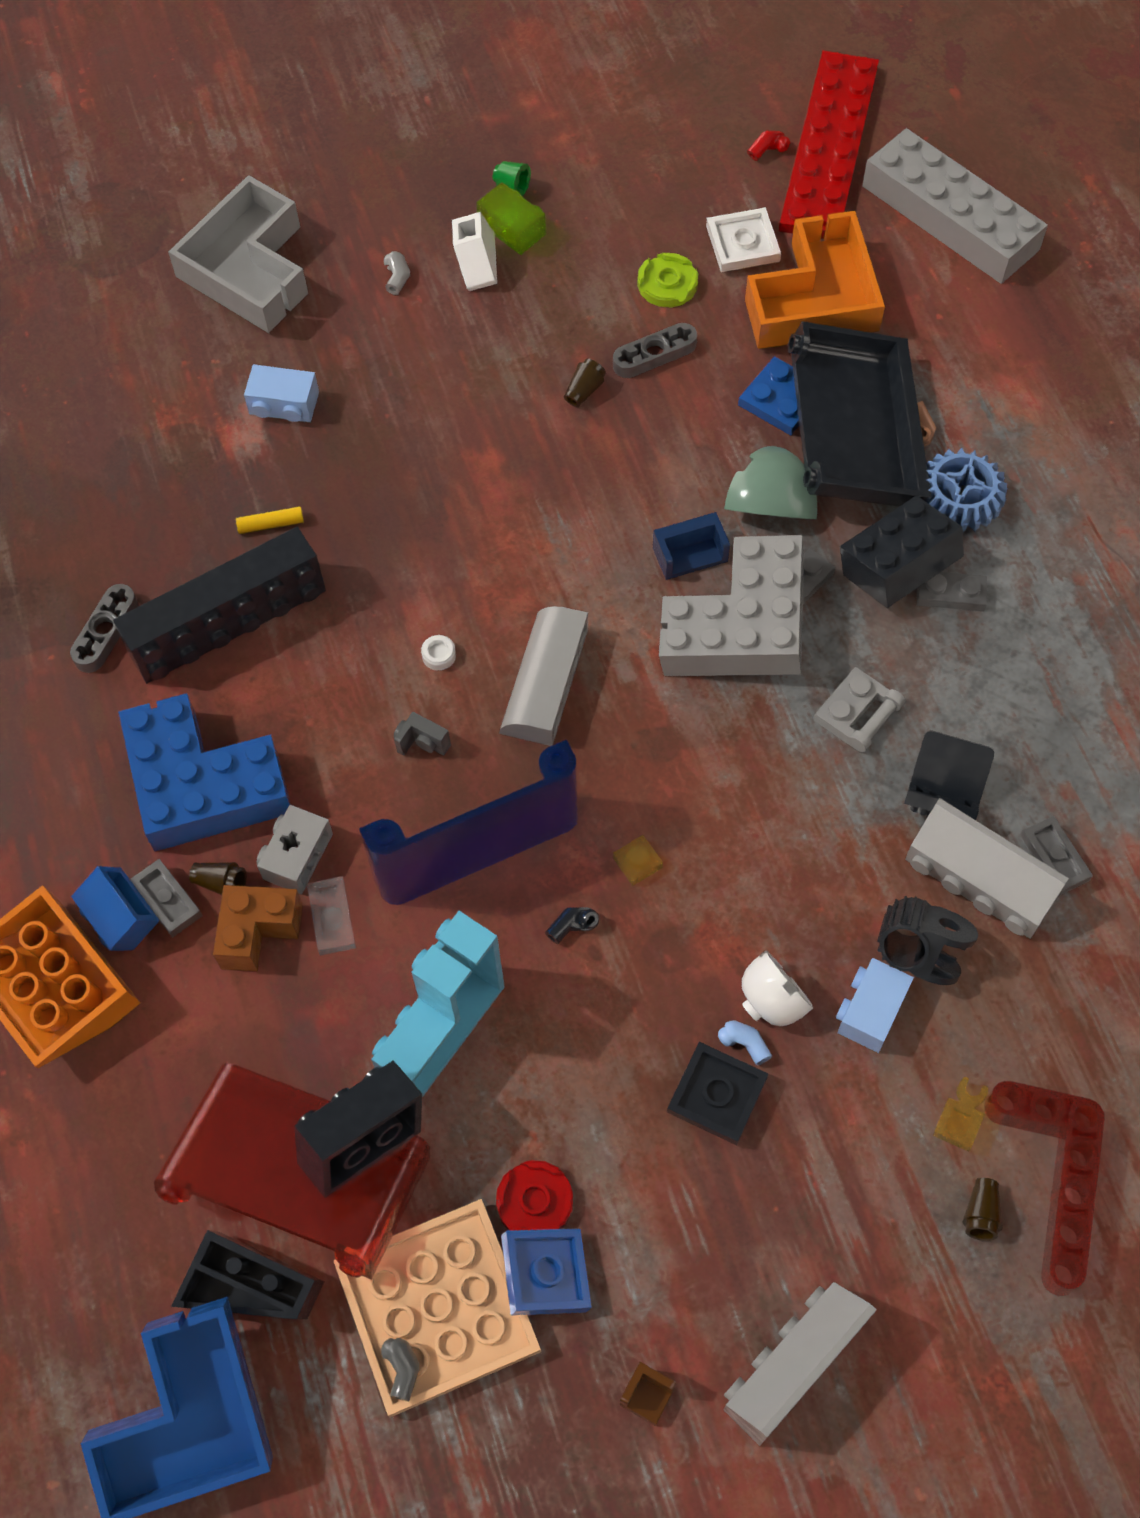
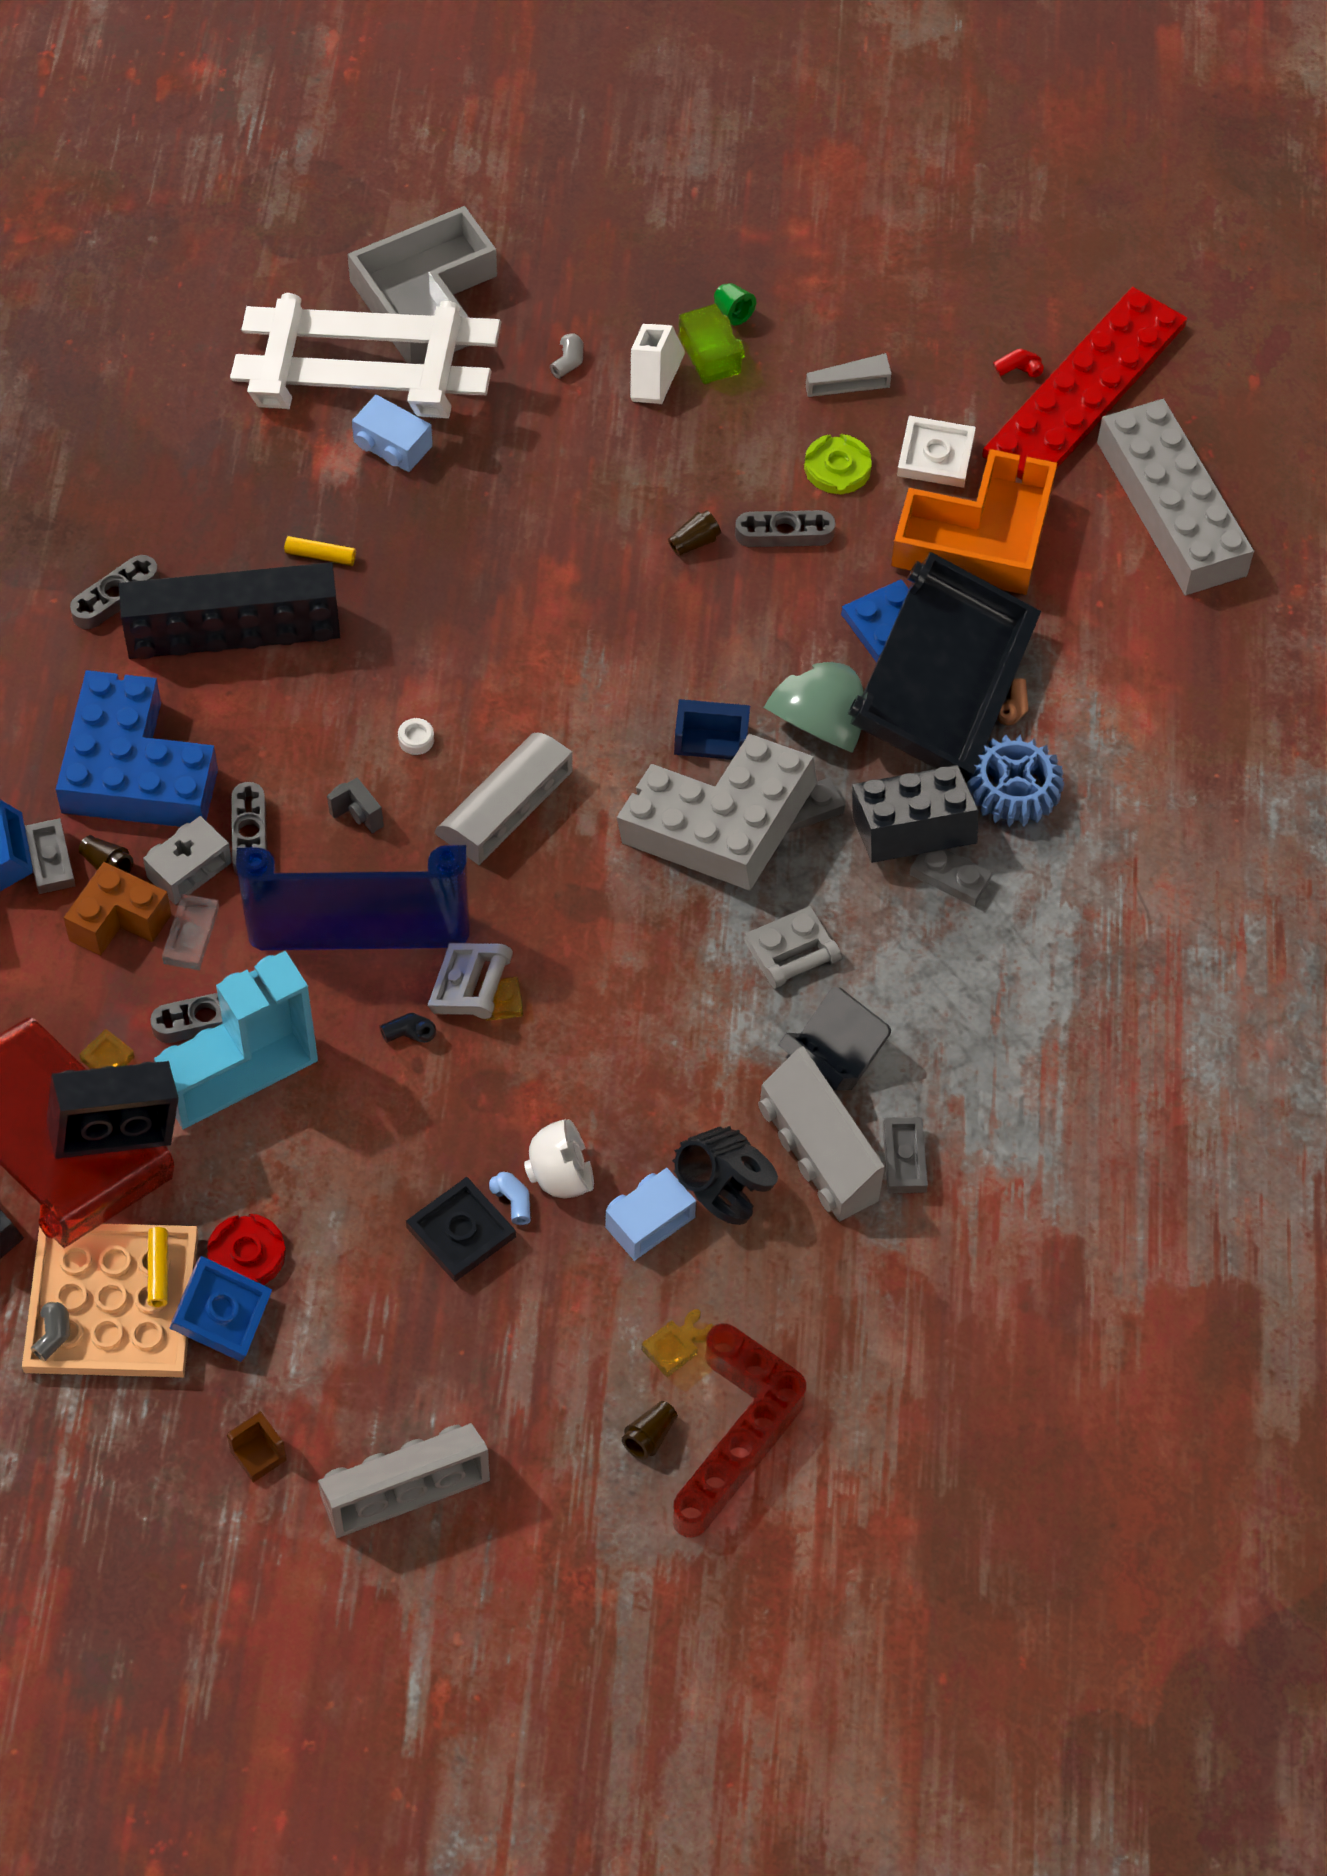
camera: 20 degrees right, 5 degrees down
(297, 335) = (425, 381): none -> white fence
(313, 1067) = (106, 1051): none -> clear yellow plate
(336, 784) = (241, 818): none -> flat silver beam
(381, 1004) = (175, 1011): none -> flat silver beam
(468, 1258) = (157, 1267): none -> yellow piece
(594, 858) = (460, 976): none -> light grey plate
(640, 204) = (850, 377): none -> light grey piece

